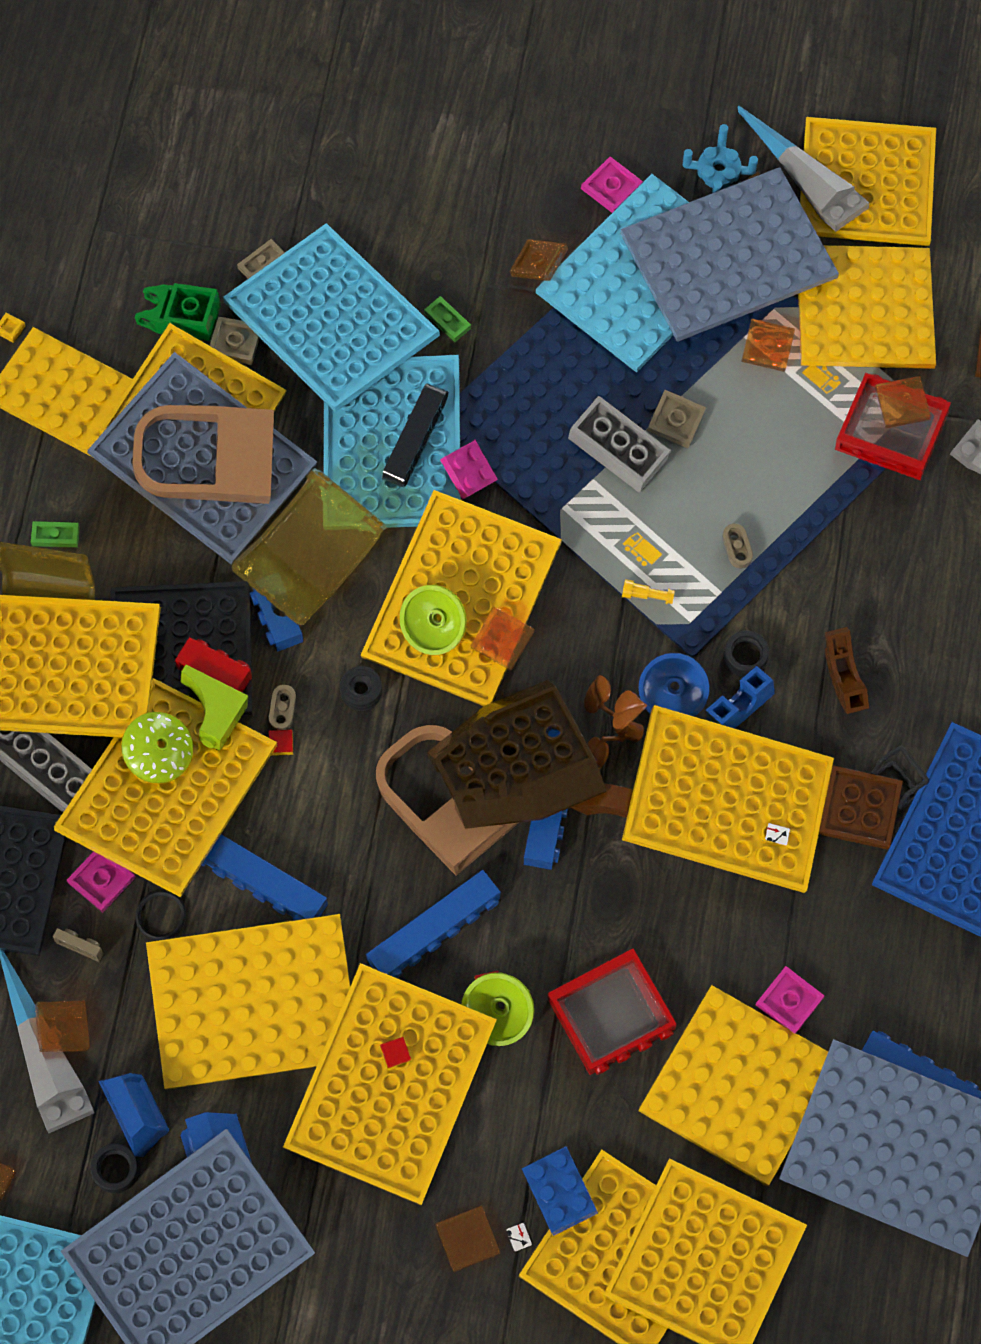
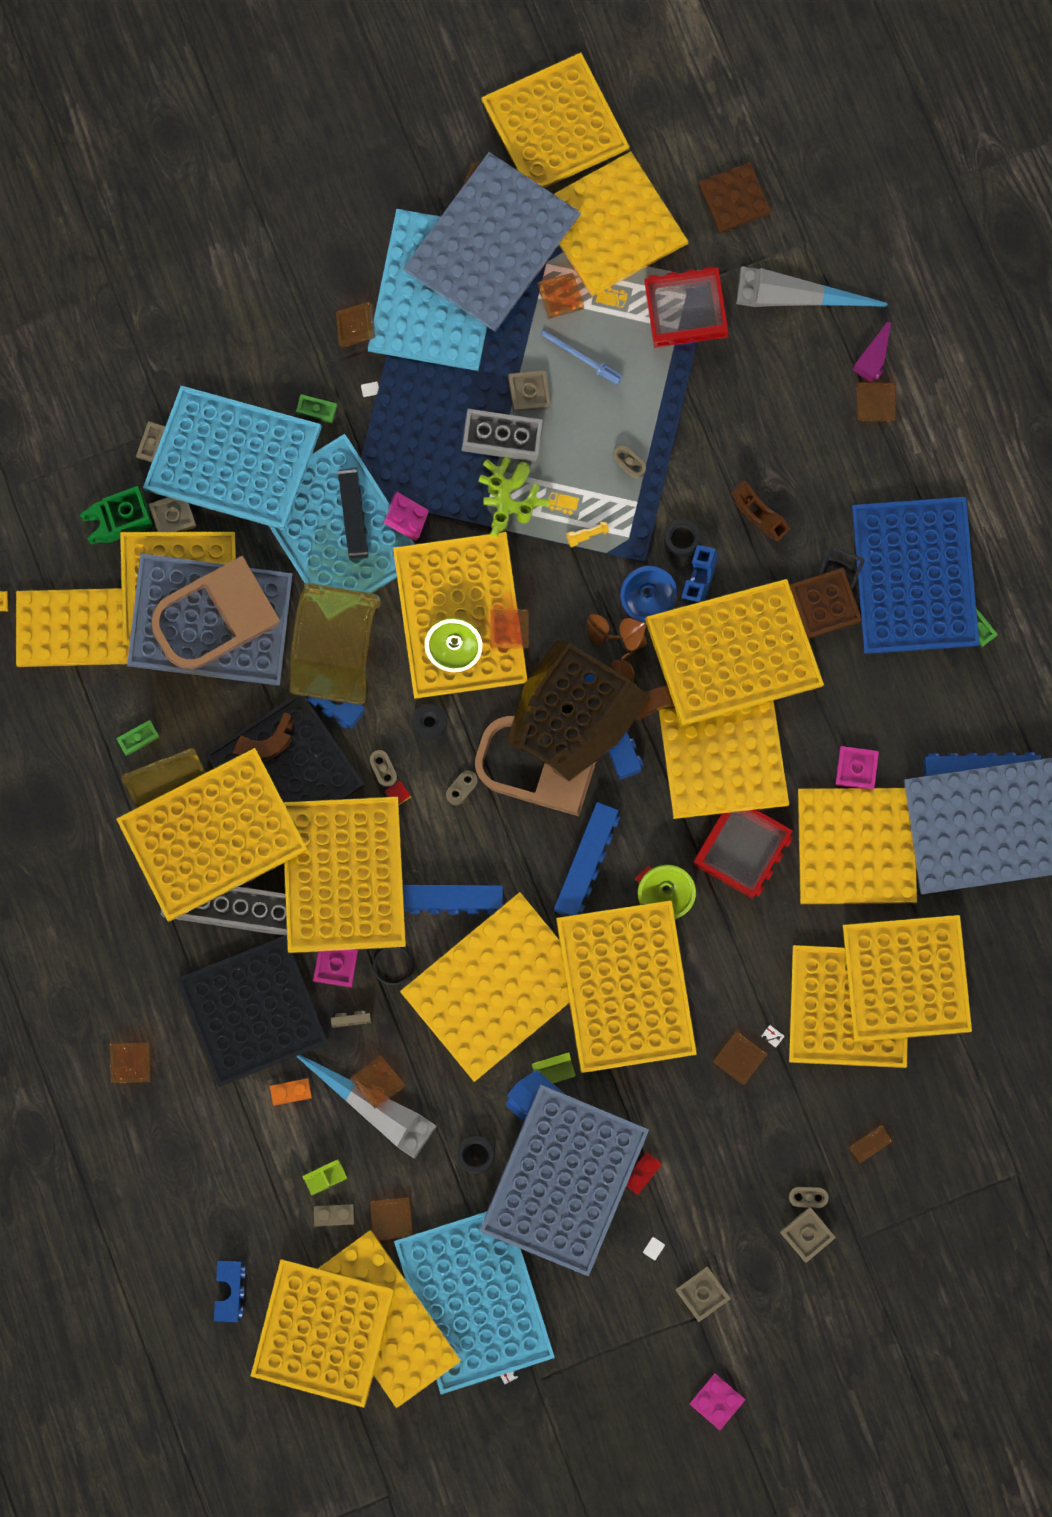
camera: 30 degrees left, 10 degrees up
(135, 1111) = (465, 1109): blue helmet -> none
(145, 756) = (312, 858): lime dish -> none
(182, 617) = (271, 747): none -> reddish brown arch
(214, 664) = (319, 769): red brick -> none
(221, 706) = (343, 794): lime arch -> none
(260, 1127) = (556, 1068): none -> lime panel
(281, 1300) = (643, 1173): none -> red plate
(353, 777) = (461, 787): none -> dark tan plate
(395, 1052) = (618, 964): red tile -> none
(514, 331) = (369, 389): none -> white sticker
(559, 1191) = (782, 989): blue plate -> none
(583, 497) = (501, 489): none -> lime plant
(611, 184) = (371, 233): dark pink plate -> none
(647, 908) = (724, 762): none -> yellow plate
(723, 156) = (440, 162): dark azure plate -> none
(766, 439) = (603, 370): none -> medium blue piece
(777, 834) = (781, 657): white sticker -> none
(826, 191) = (530, 149): light grey plate -> none
(902, 402) = (684, 287): clear orange tile -> none

